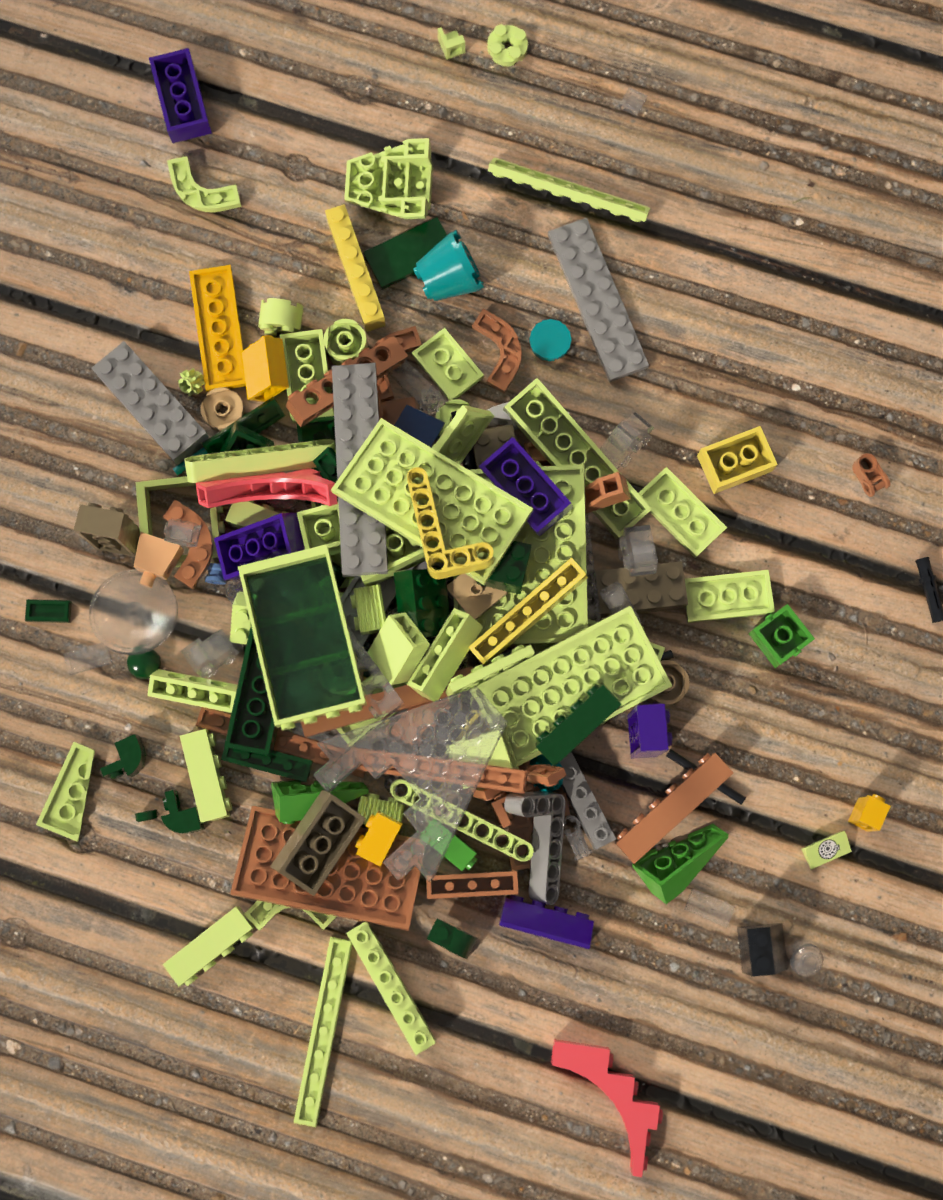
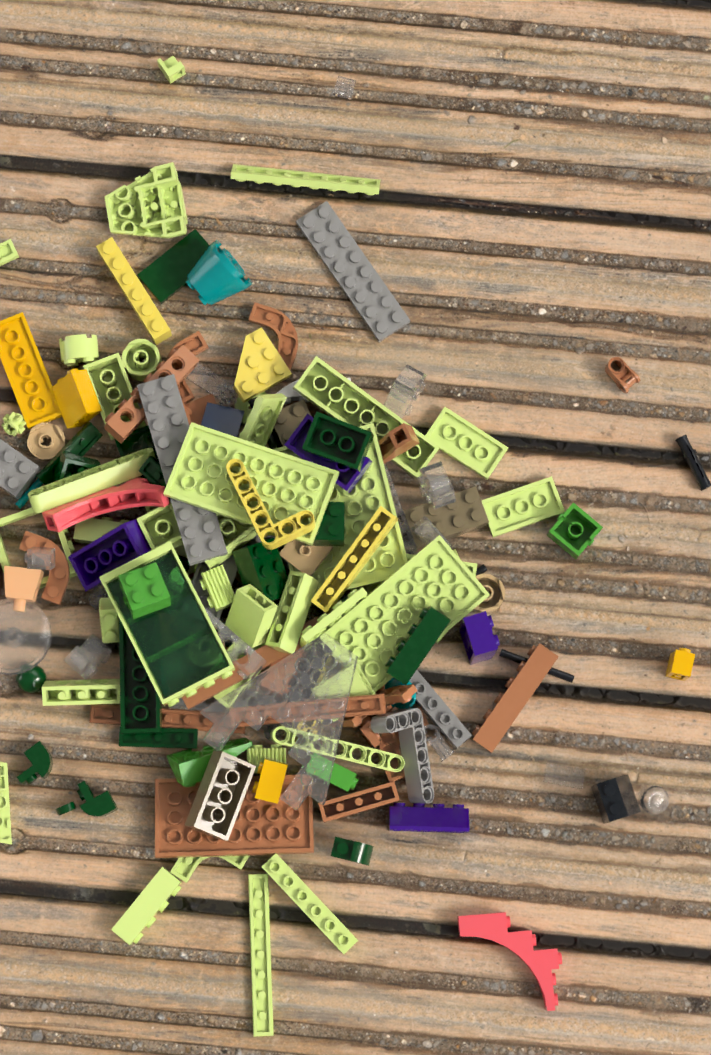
camera: 15 degrees left, 0 degrees up
(205, 775) = (108, 763): yellowish green brick -> none
(215, 575) = (75, 588): medium blue wheel -> none
(284, 593) = (144, 590): none -> bright green brick
(447, 365) = (225, 353): yellowish green plate -> none
(472, 378) = (259, 366): none -> light yellow plate
(509, 34) = (229, 66): yellowish green plate -> none
(539, 474) = (338, 441): none -> dark green brick
(550, 340) = (319, 316): teal tile -> none
(675, 866) = (526, 749): bright green wedge -> none
(737, 459) = (504, 387): light yellow brick -> none
(826, 849) = (652, 704): yellowish green slope -> none

